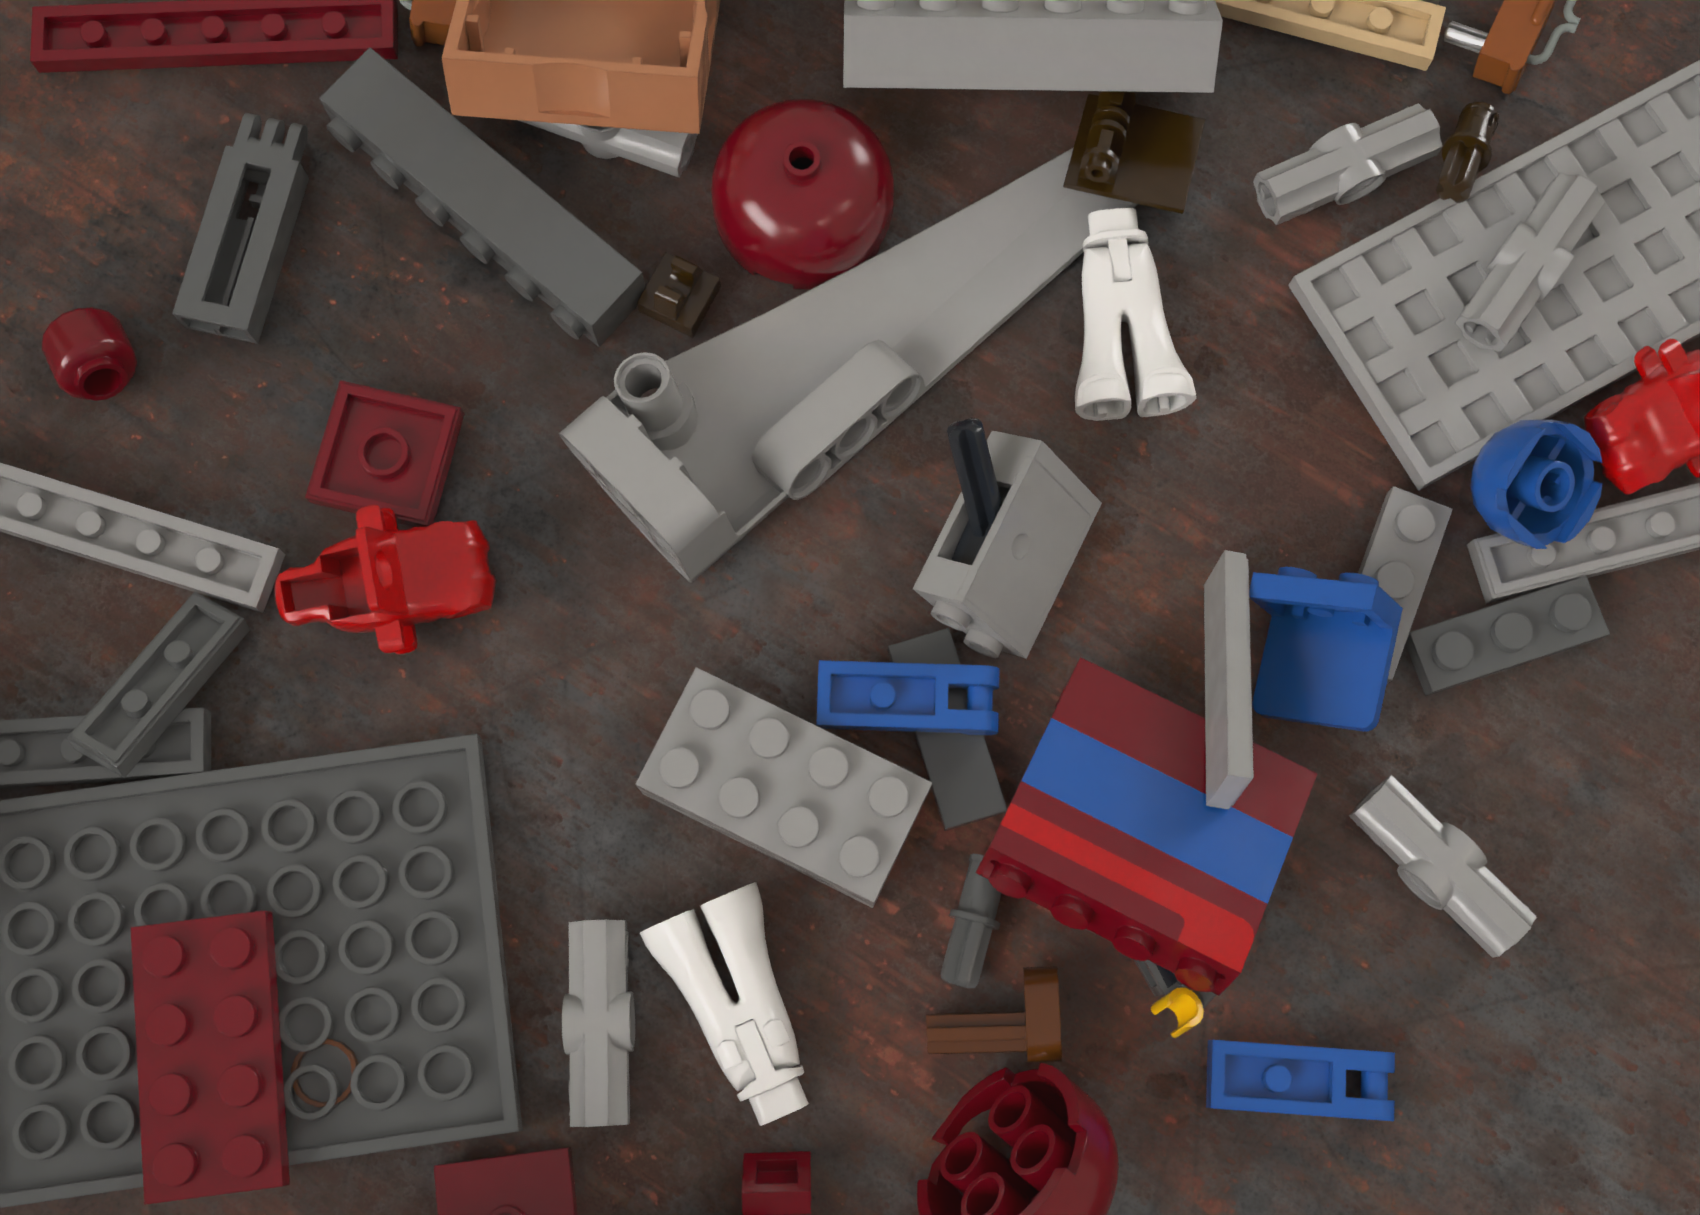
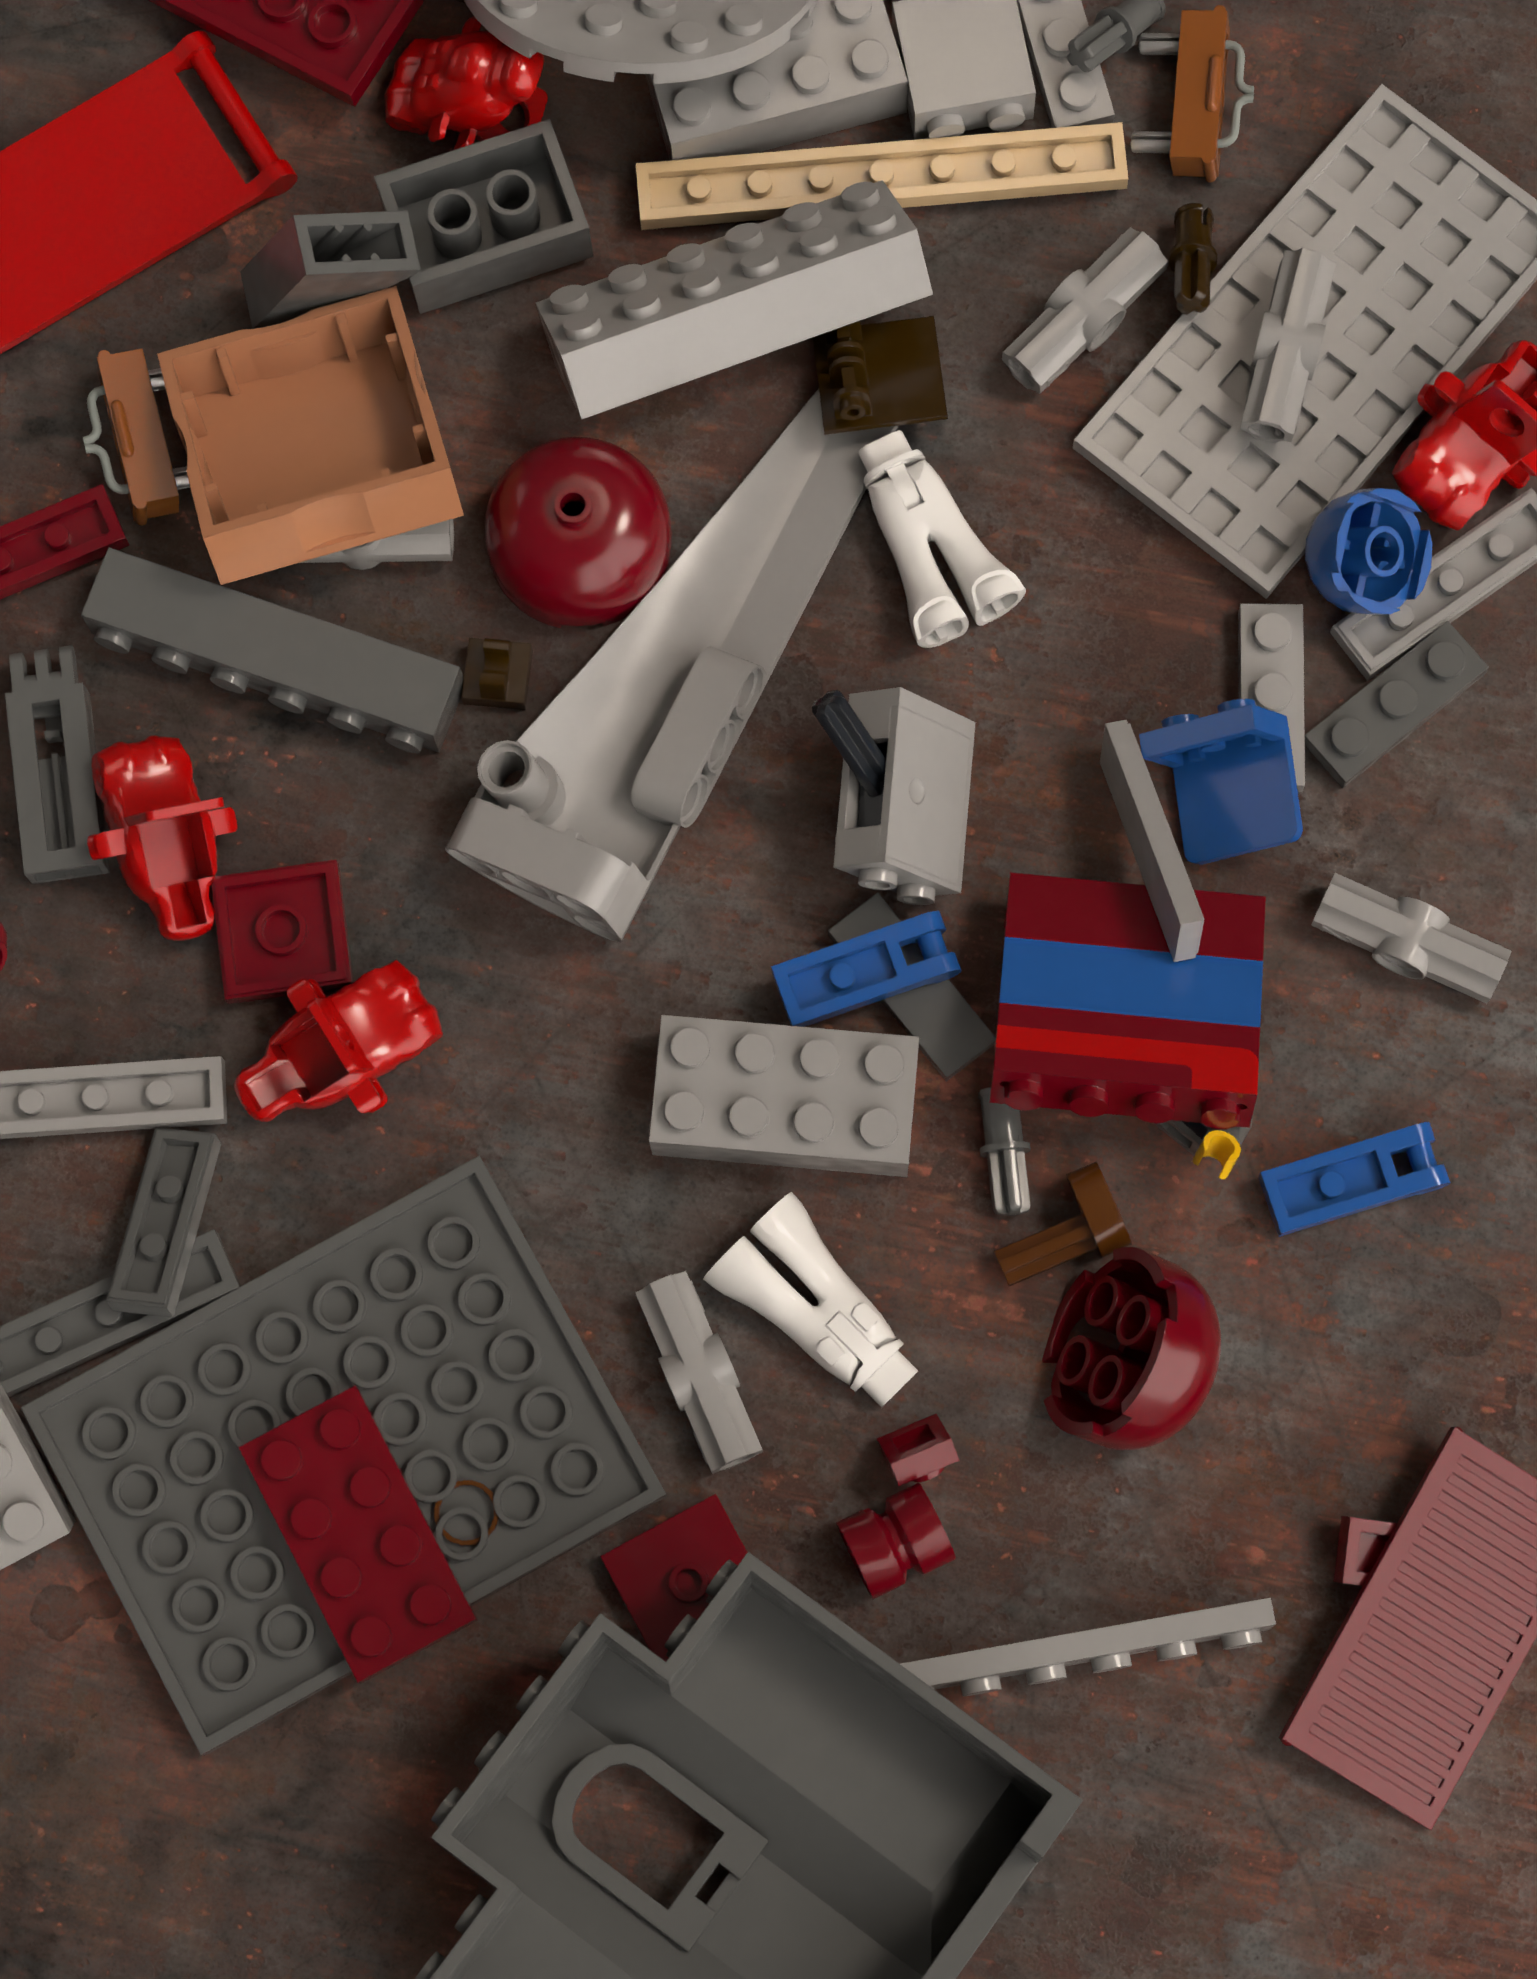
camera: 15 degrees left, 0 degrees up
(310, 321) = (160, 831): none -> red piece

